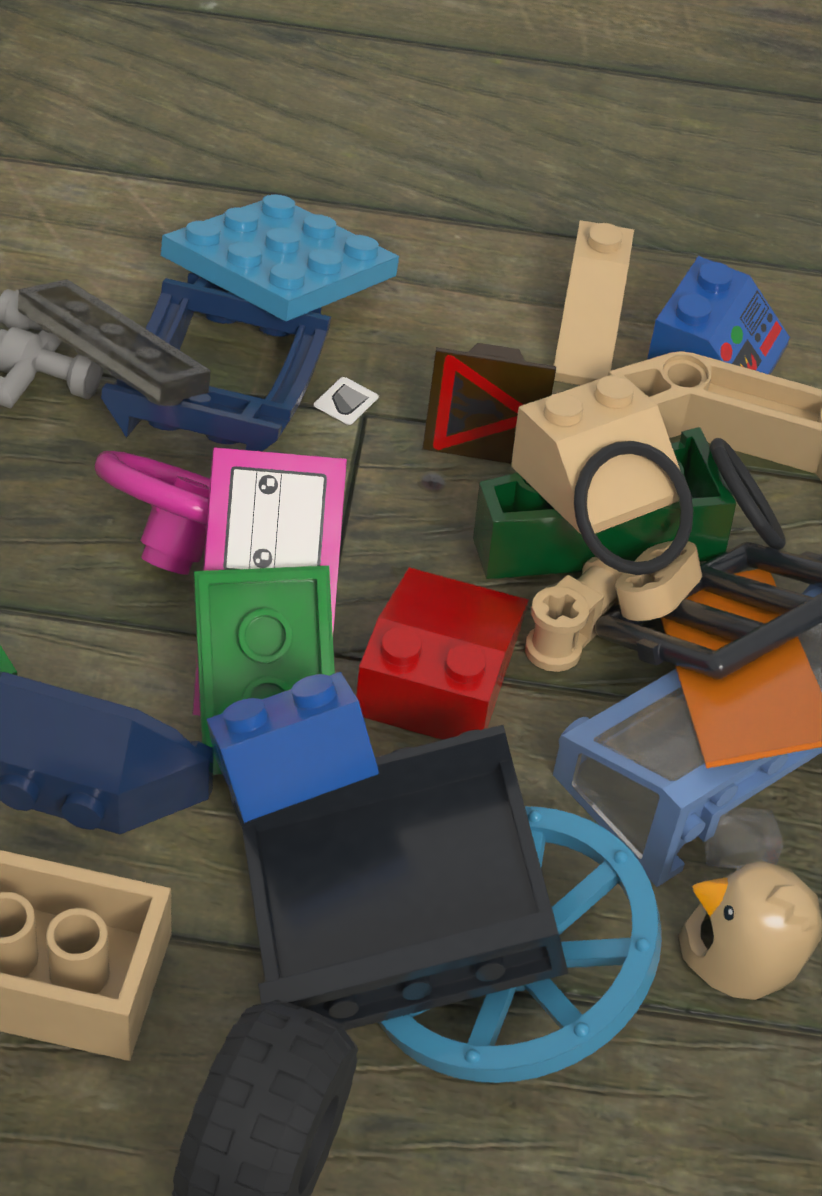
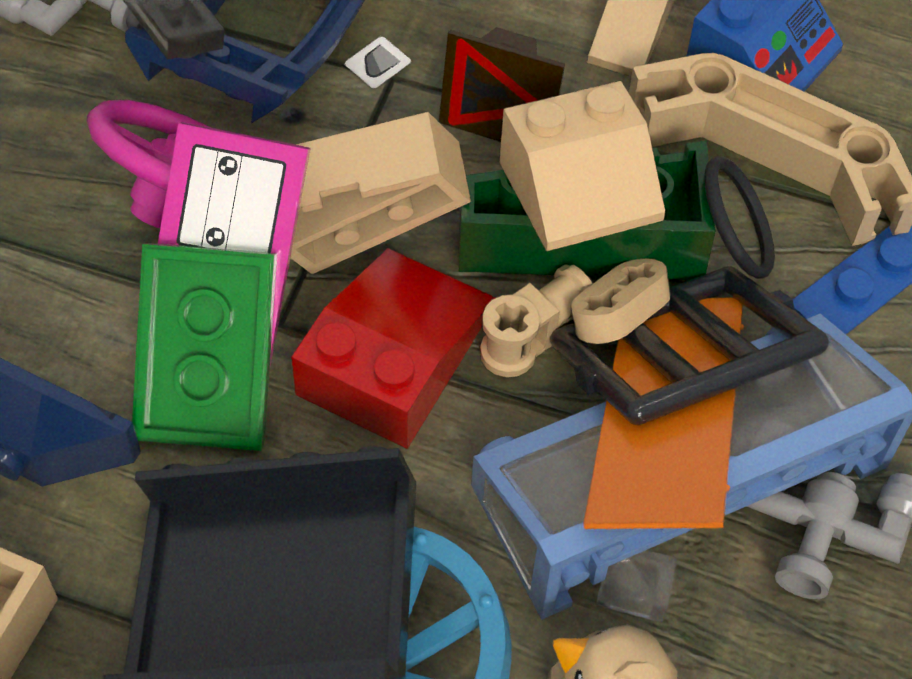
camera: 15 degrees right, 10 degrees up
(292, 745) = (191, 438): blue slope -> none
(405, 499) = (375, 187): none -> tan wedge
(585, 526) = (543, 227): black tyre -> none

